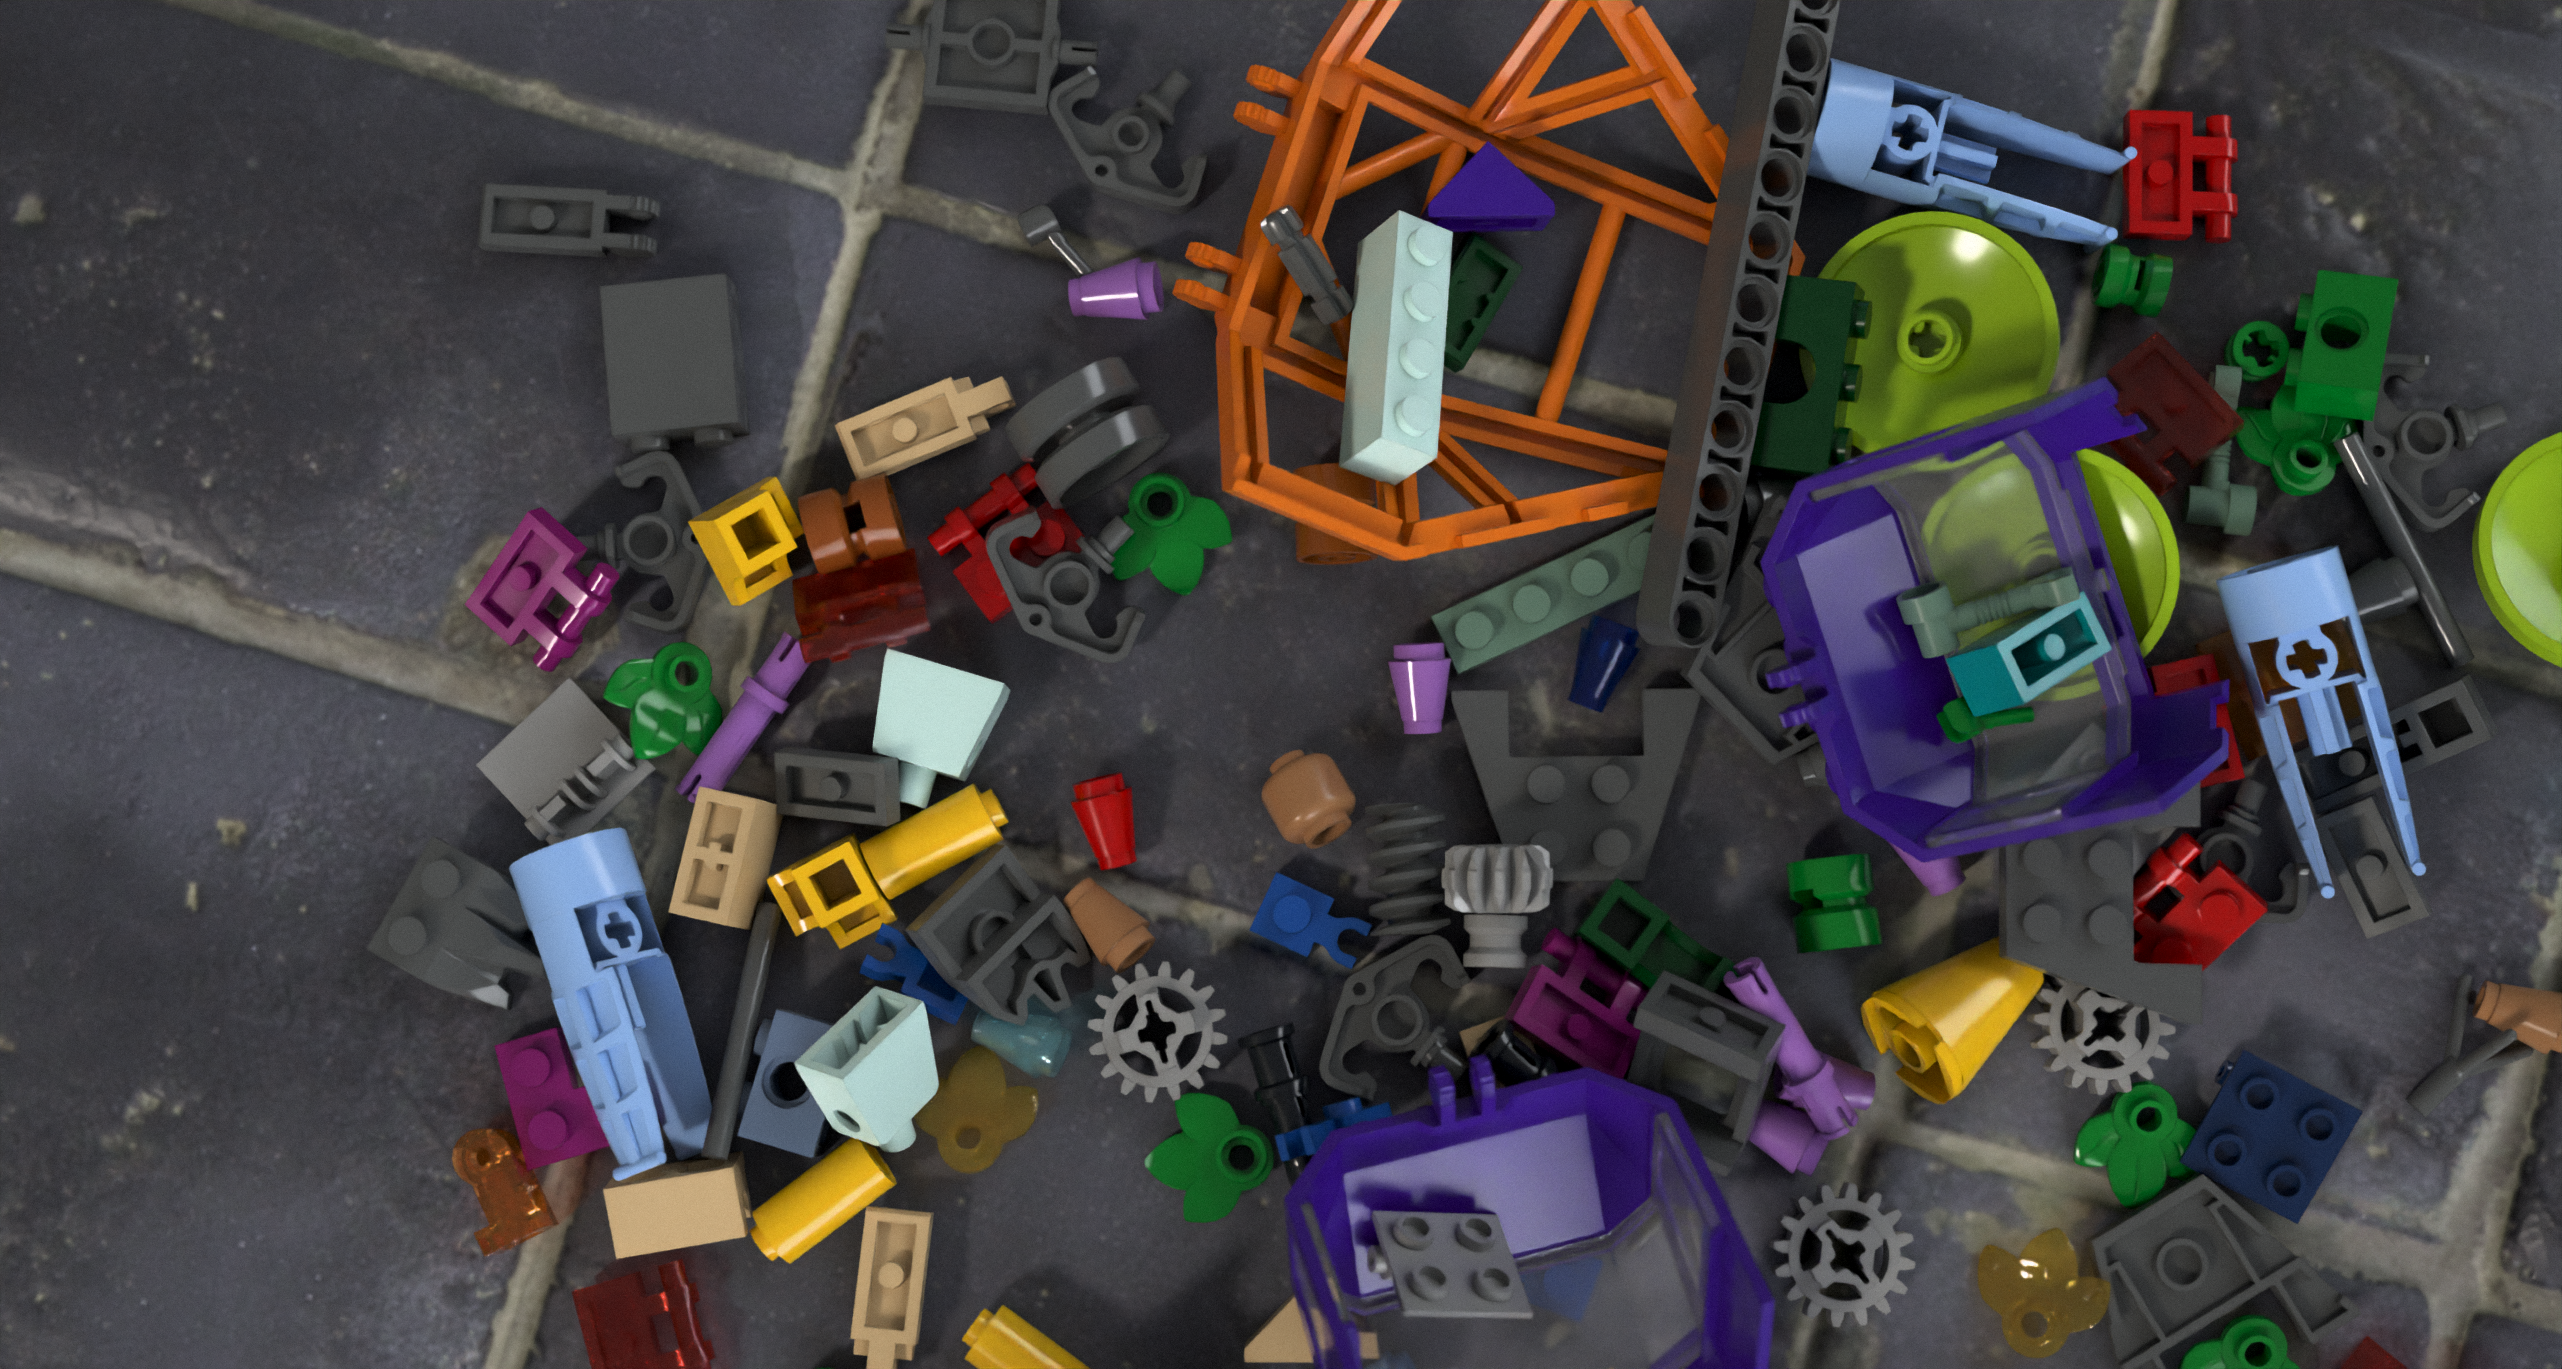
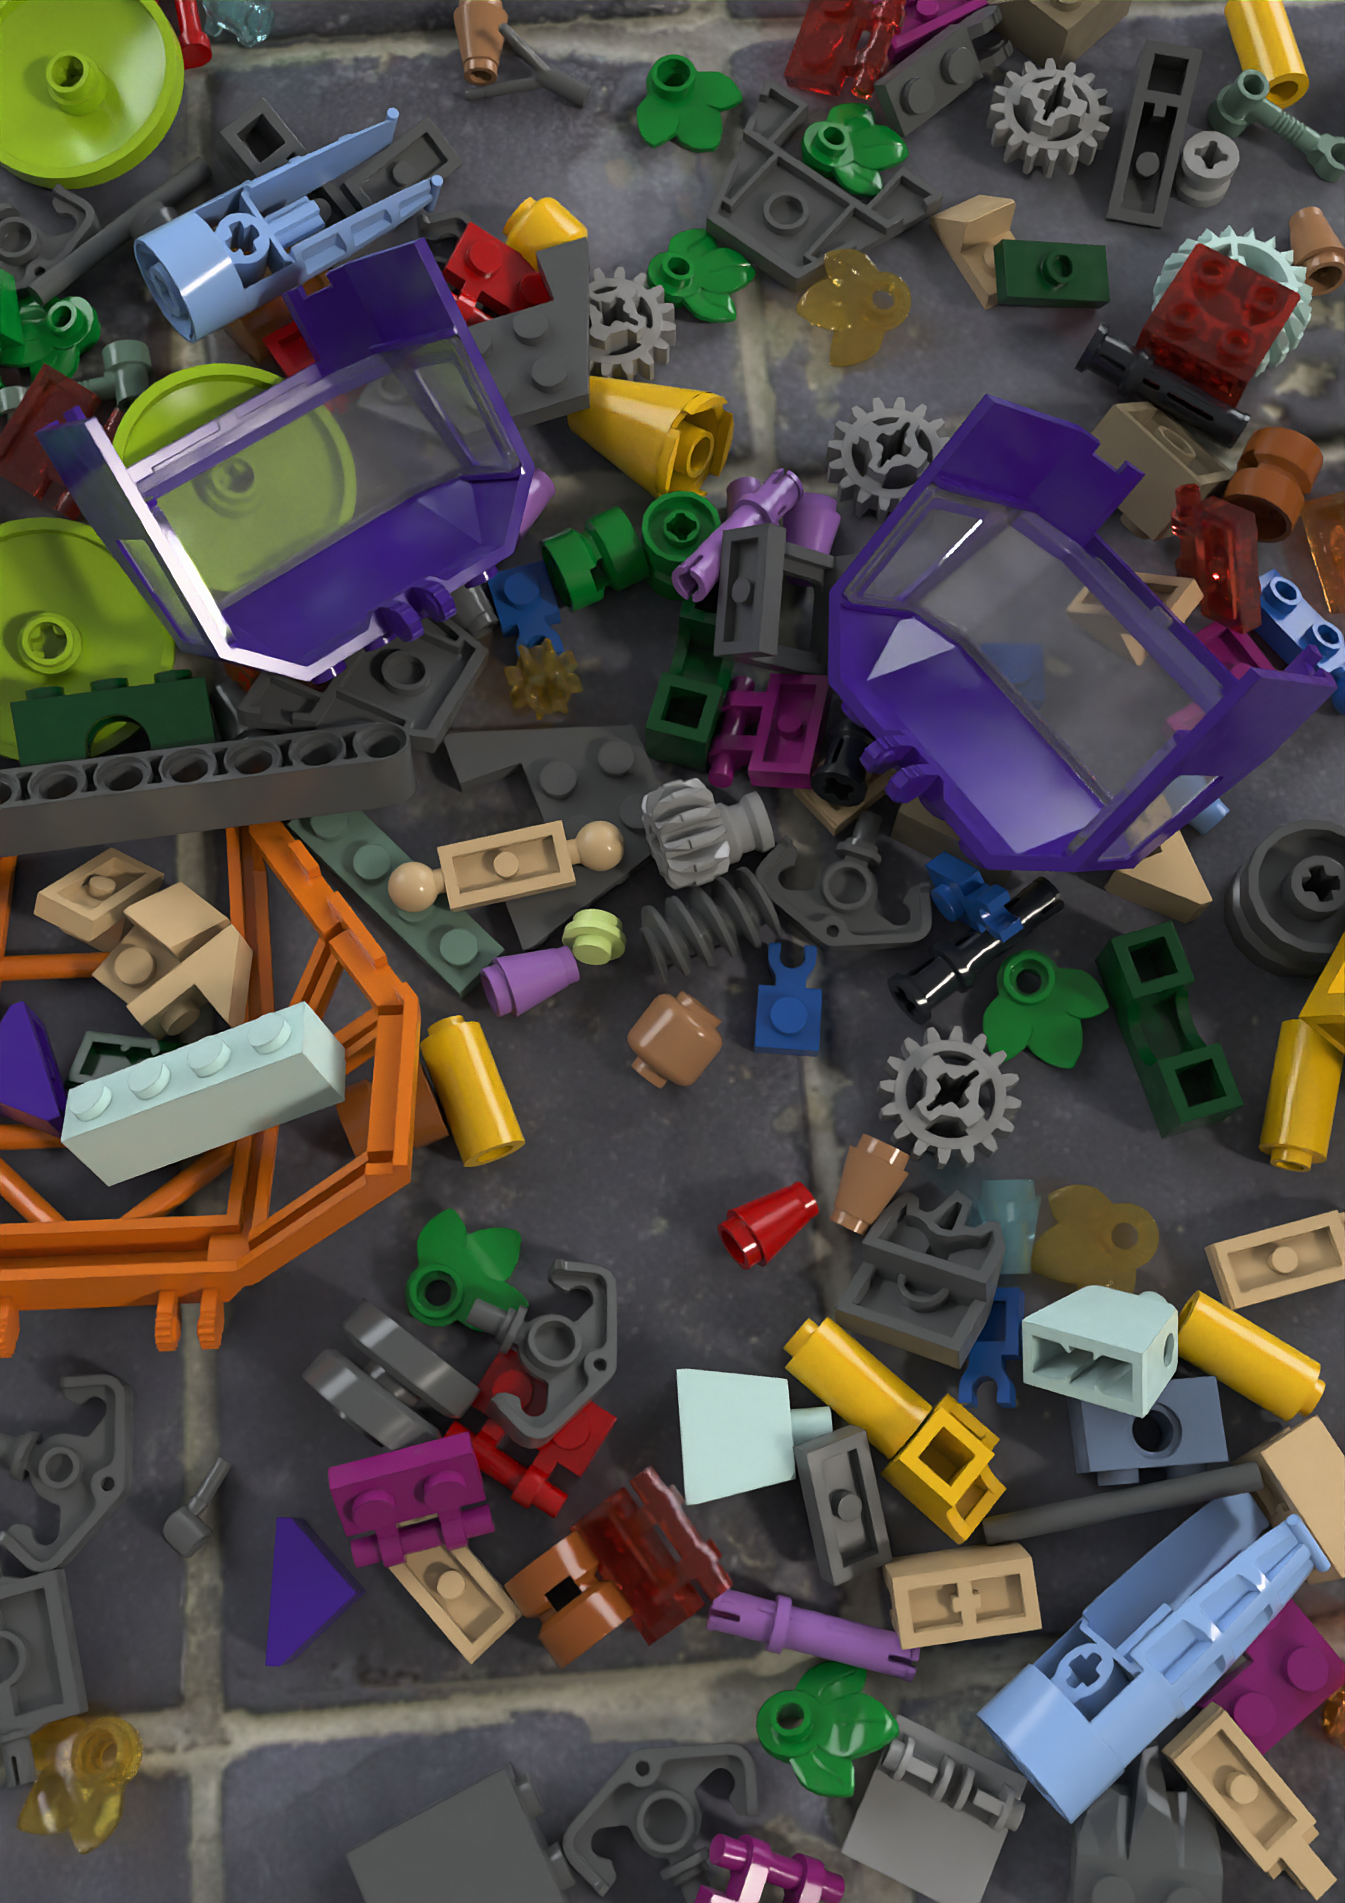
camera: 115 degrees left, 10 degrees down
(470, 1030) = (1249, 1798): none -> tan hinge
(749, 539) = (624, 1706): yellow brick -> none
(872, 76) = (73, 1784): none -> clear yellow plate
(949, 310) = (306, 1590): none -> dark purple slope
(977, 415) = (405, 1486): none -> magenta plate
(1118, 291) = (232, 1418): medium lavender cone -> none
(1137, 1260) = (1148, 991): none -> dark green arch
(1307, 264) = (145, 1218): dark grey axle -> none
(1332, 594) = (471, 1091): none -> yellow brick
(1437, 761) = (595, 936): none -> yellowish green plate
(1448, 1265) = (1058, 733): light grey hinge -> none
(1521, 394) = (211, 974): none -> tan slope
(1534, 701) = (506, 866): none -> tan plate
(1575, 356) = (164, 935): none -> tan slope
(1601, 661) = (442, 823): clear blue cone -> none
(1644, 315) = (93, 898): none -> tan slope
(1720, 806) = (543, 679): none -> clear yellow gear
(1811, 821) = (526, 605): none -> blue plate
(1821, 993) = (672, 533): none -> green wheel
(1939, 620) = (307, 545): sand green brick -> none
(1962, 726) = (391, 499): green hand -> none
(2028, 656) = (317, 456): teal slope -> none
(2238, 991) = (541, 226): none -> yellow head
(2269, 1135) = (652, 182): dark blue hinge -> none
(2355, 1212) = (685, 105): none -> green plate

